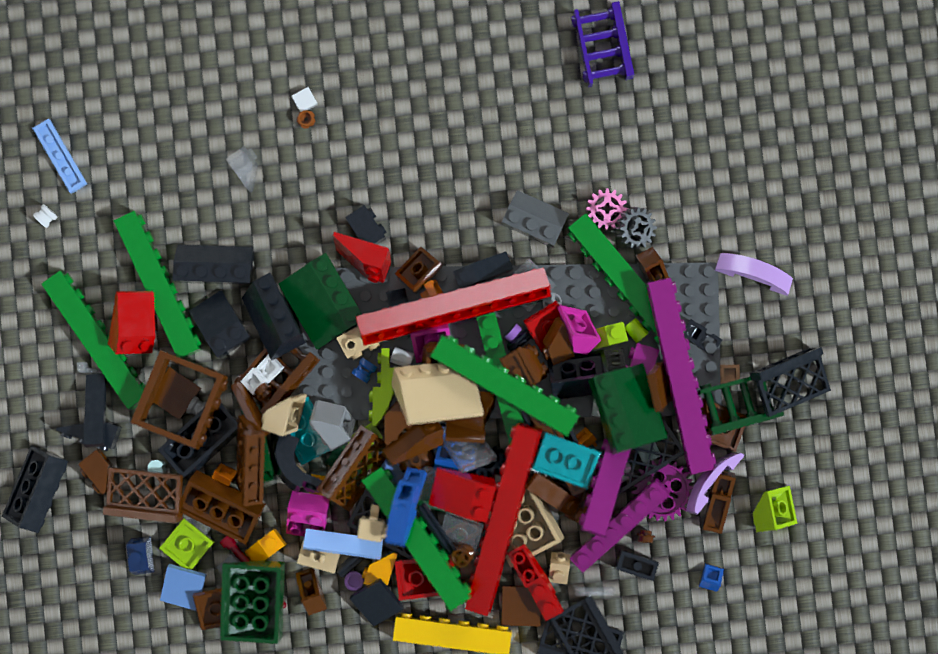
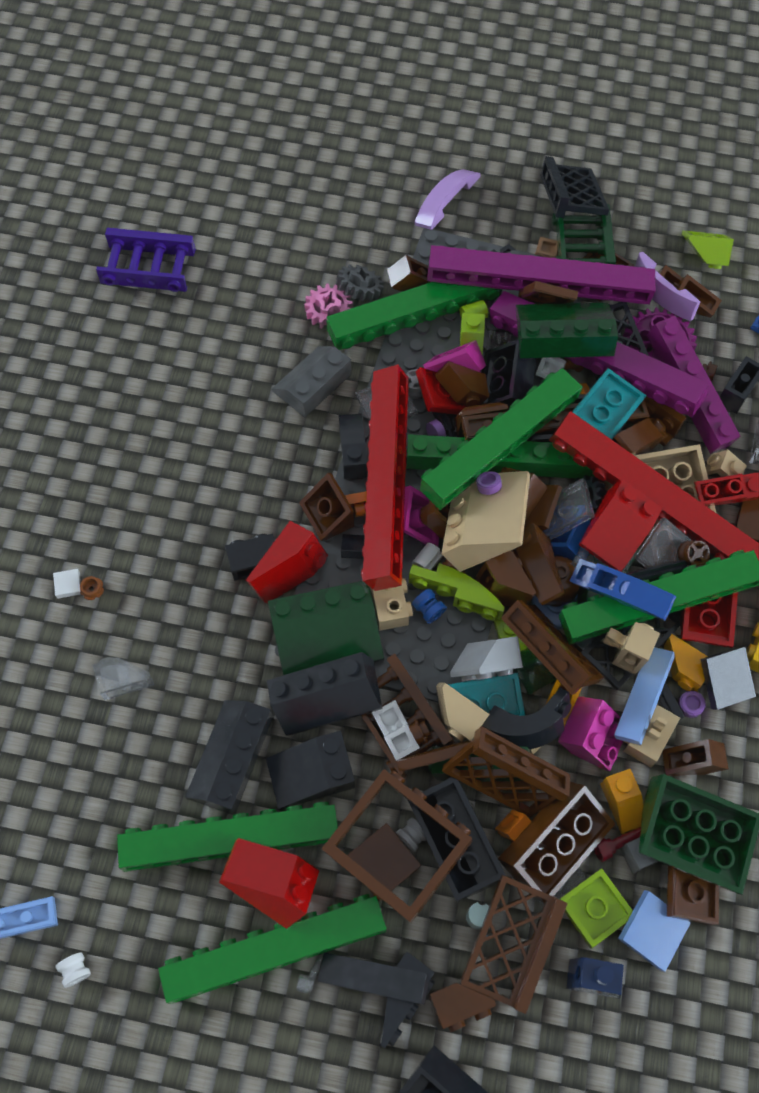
camera: 80 degrees left, 20 degrees down
(463, 386) = (489, 483): none -> medium lavender tile

